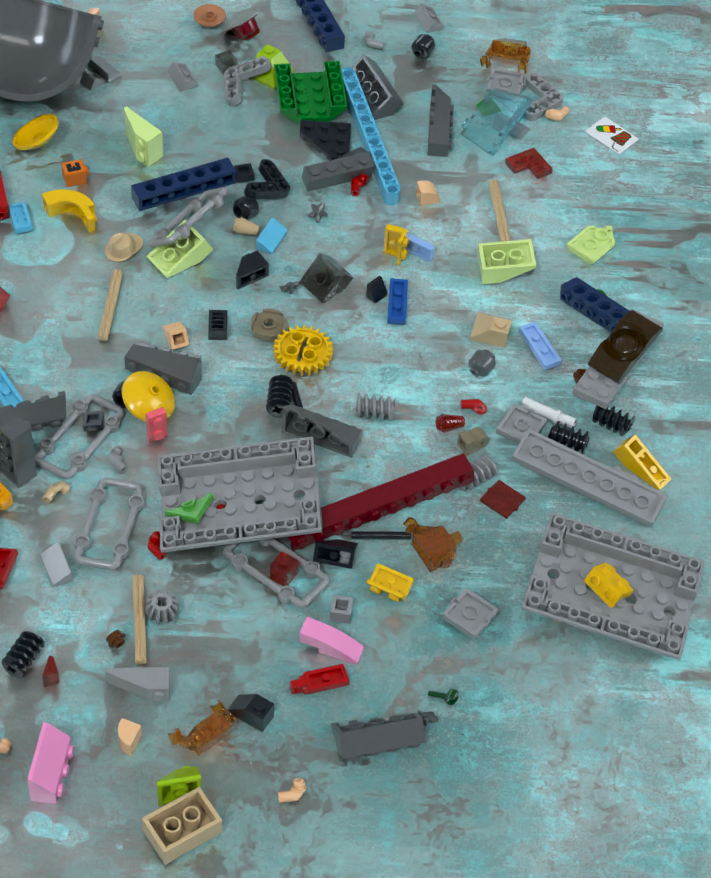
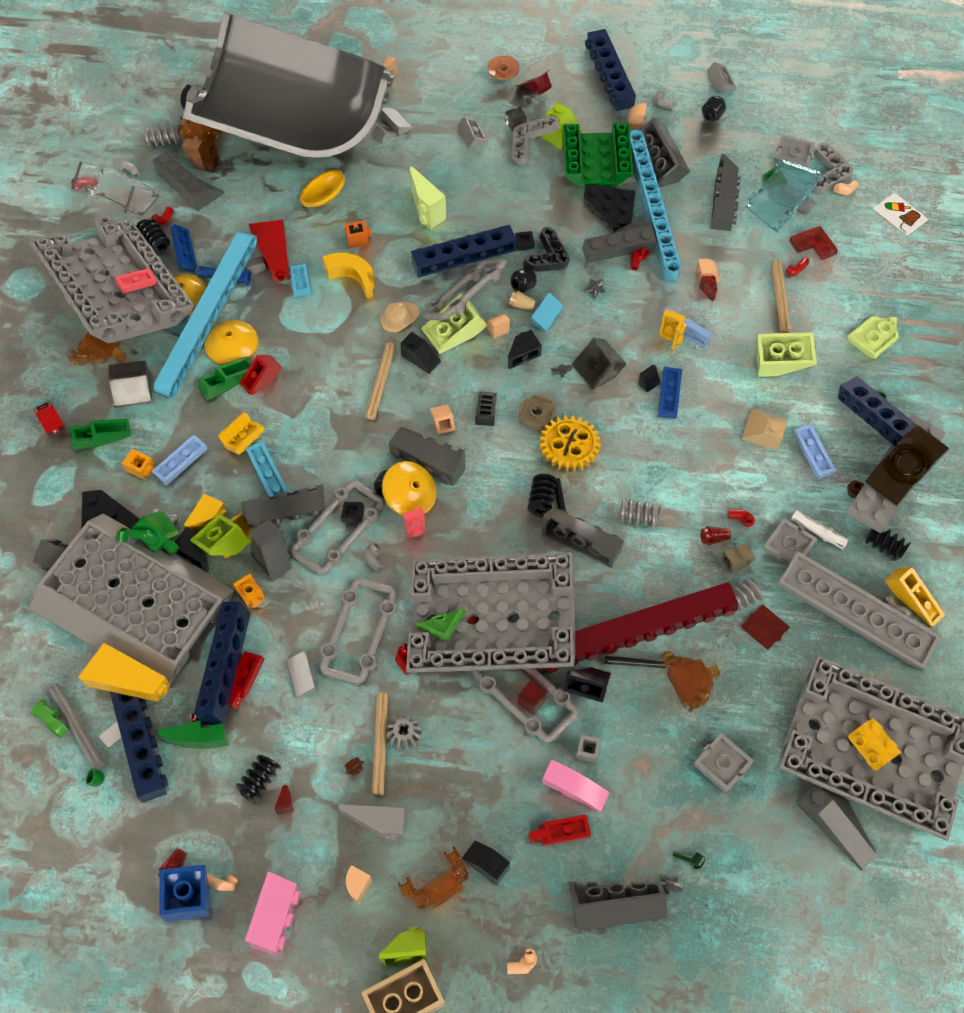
camera: 10 degrees right, 10 degrees up
(54, 489) = (313, 584): tan arm -> none
(147, 277) = (419, 353): none -> black slope
(224, 249) = (498, 325): none -> light nougat brick
(347, 55) = (636, 116): none -> light nougat brick
(390, 582) = (641, 721): yellow bracket -> none
(429, 206) = (709, 286): none -> clear red slope
(482, 363) = (752, 468): dark grey head -> none
(508, 49) = (800, 116): clear orange torso -> none
(511, 189) = (793, 271): none -> red arm
(569, 437) = (840, 561): black piece -> none
(578, 653) = (838, 821): none -> dark grey wedge

